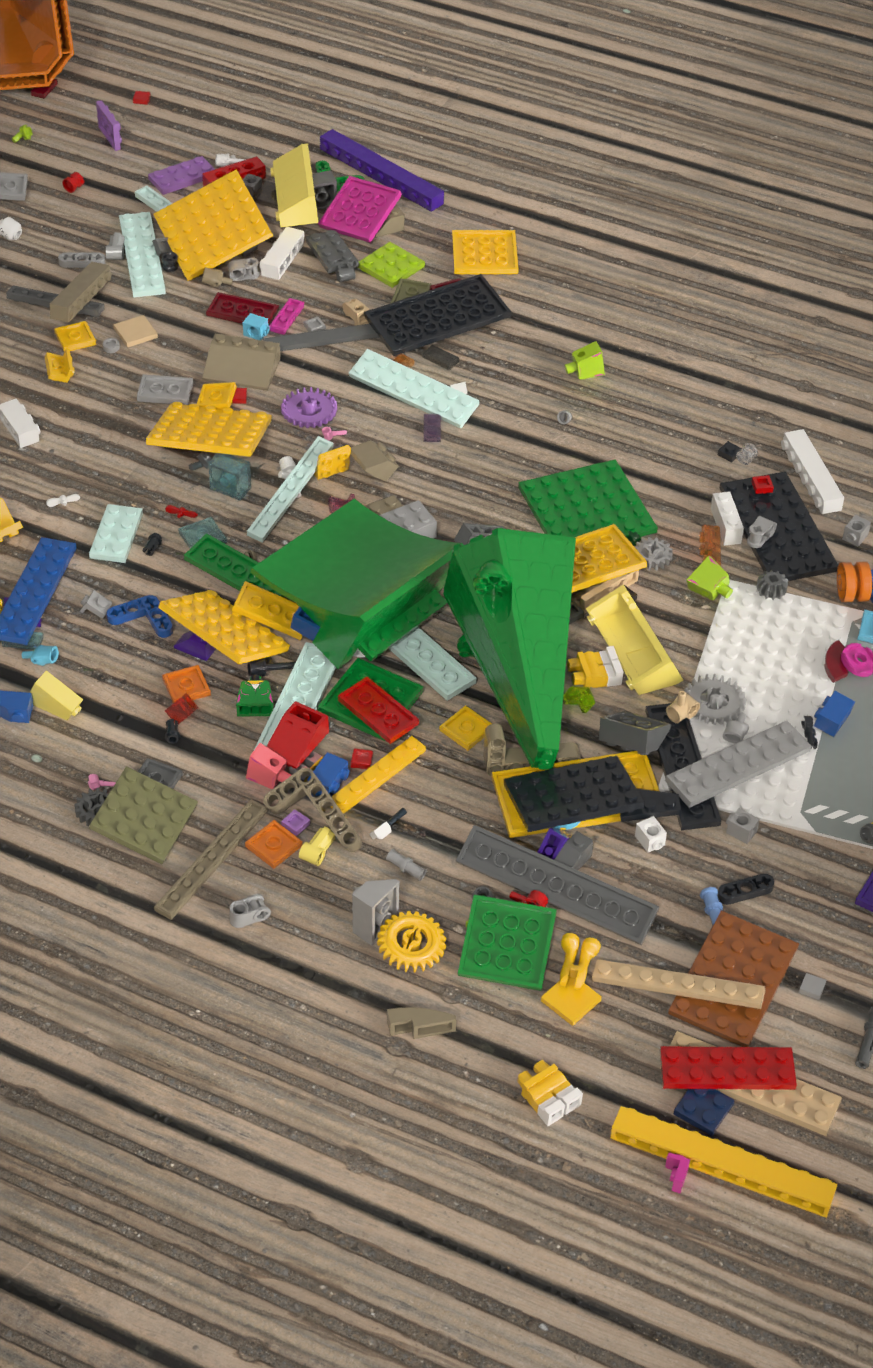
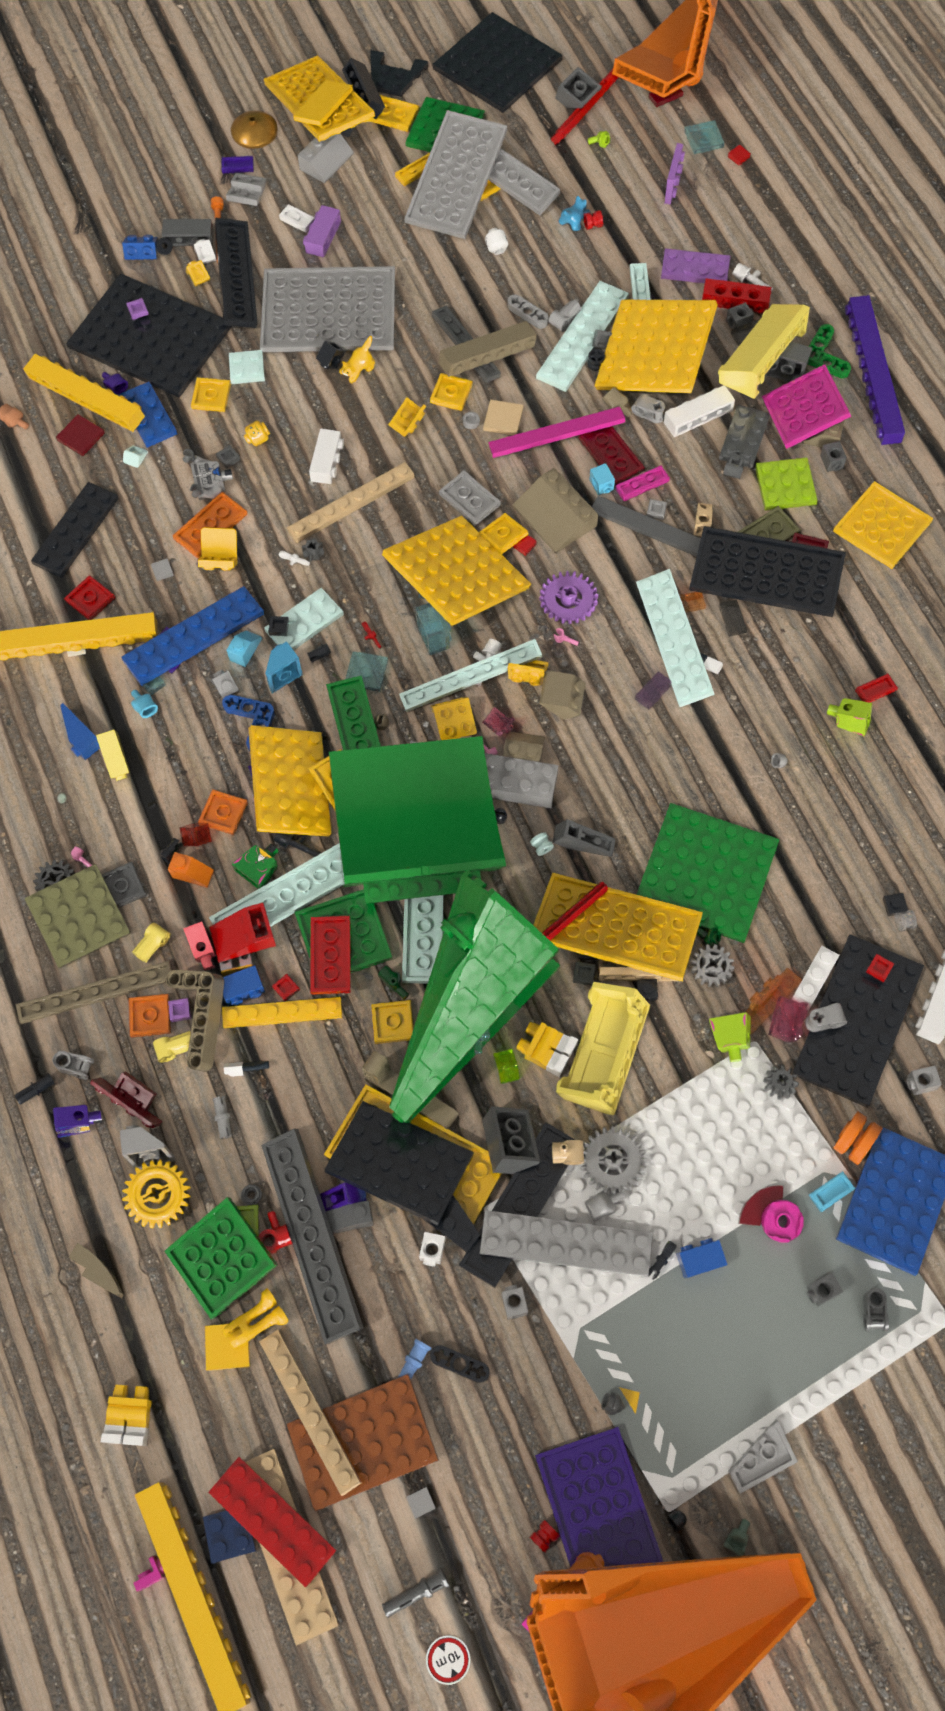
camera: 45 degrees right, 20 degrees up
(54, 185) = (574, 214): none -> dark azure animal
(70, 443) = (350, 502): none -> tan plate
(74, 484) = (313, 549): none -> dark grey gear
(87, 576) = (243, 647): none -> medium azure slope
(104, 540) = (278, 626): none -> black plate
(108, 97) = (704, 137): none -> clear light blue tile
(137, 561) = (282, 667): none -> dark azure slope
(188, 317) = (556, 432): none -> dark pink tile
(202, 733) = (190, 870): none -> orange slope
(223, 796) = (154, 937): none -> light yellow piece
(234, 947) = (34, 1089): none -> black axle
(291, 941) = (67, 1120): none -> dark purple torso
(302, 518) = (454, 718): none -> yellow bracket
(317, 896) = (130, 1095): none -> dark red bracket
(408, 231) = (833, 456): none -> dark grey brick
(441, 701) = (392, 981): none -> dark green piece
(583, 339) = (876, 688): none -> red tile
(737, 551) = (788, 1020): none -> clear pink bracket

